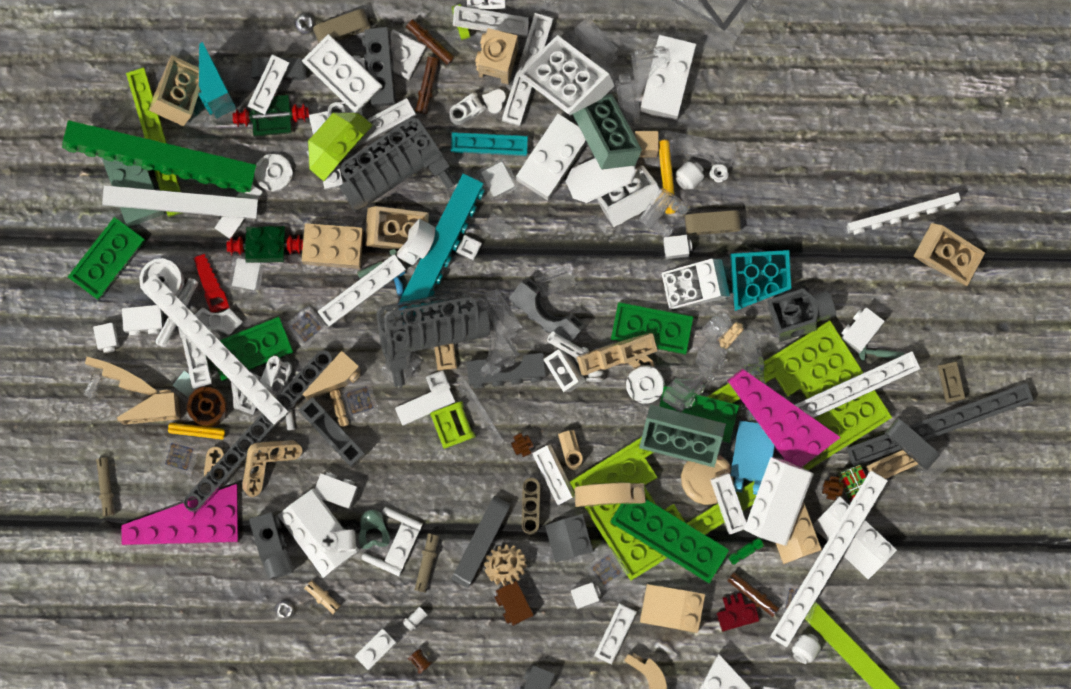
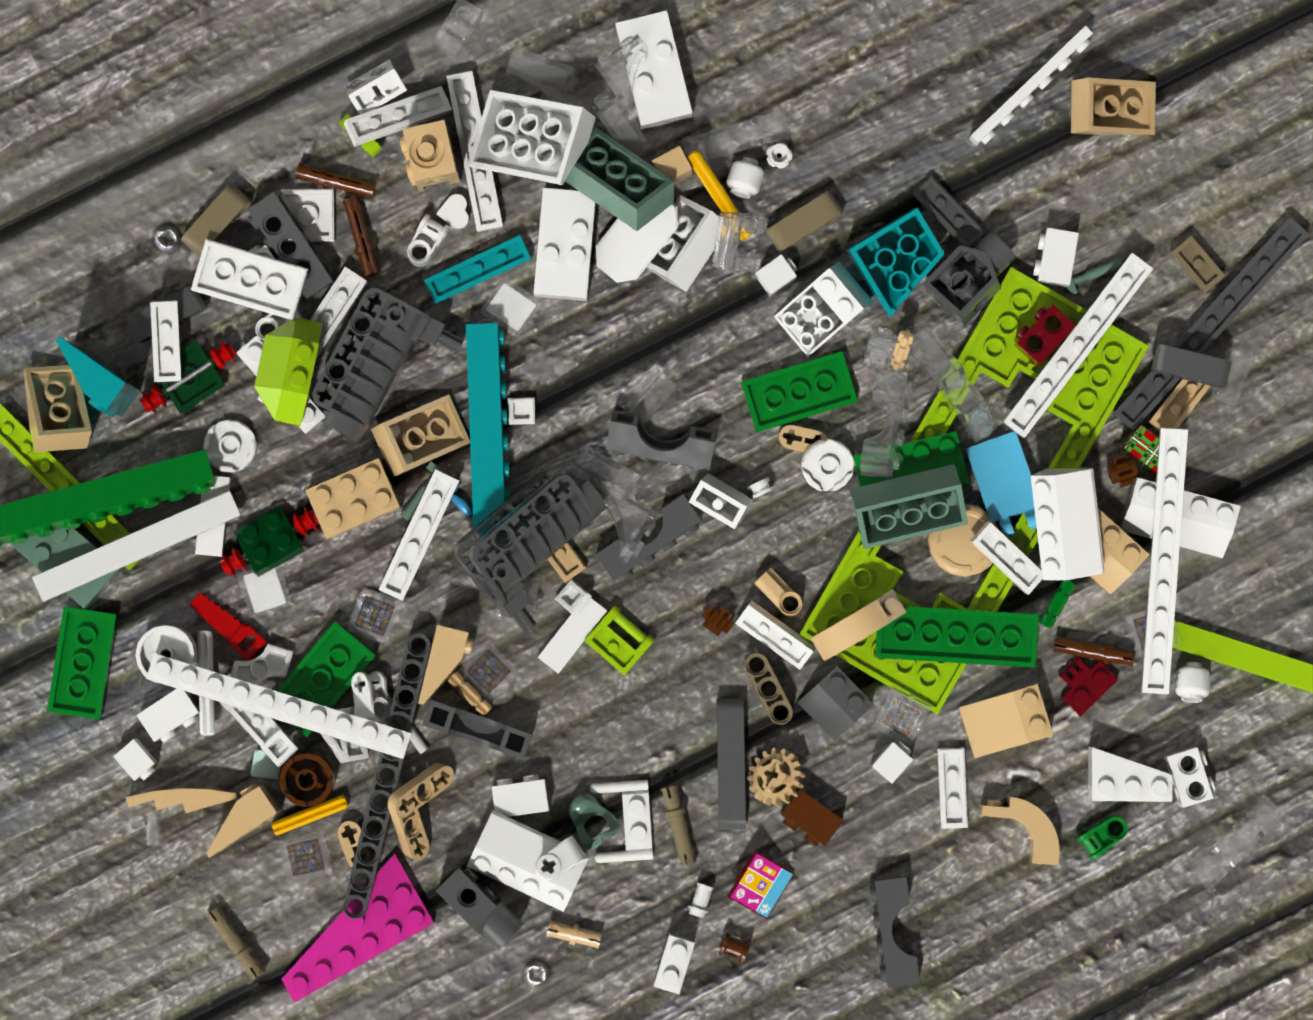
camera: 35 degrees left, 5 degrees up
(418, 243) = (458, 438): white brick -> none
(458, 629) = (760, 884): none -> piece
(475, 406) = (635, 602): clear plate -> none
(573, 349) = (731, 470): white pin -> none
(617, 353) = (774, 446): tan slope -> none
(788, 427) = (1031, 426): dark pink wing -> none
(808, 265) = (948, 213): none -> dark grey tile
(829, 378) = (1048, 339): none -> dark red brick

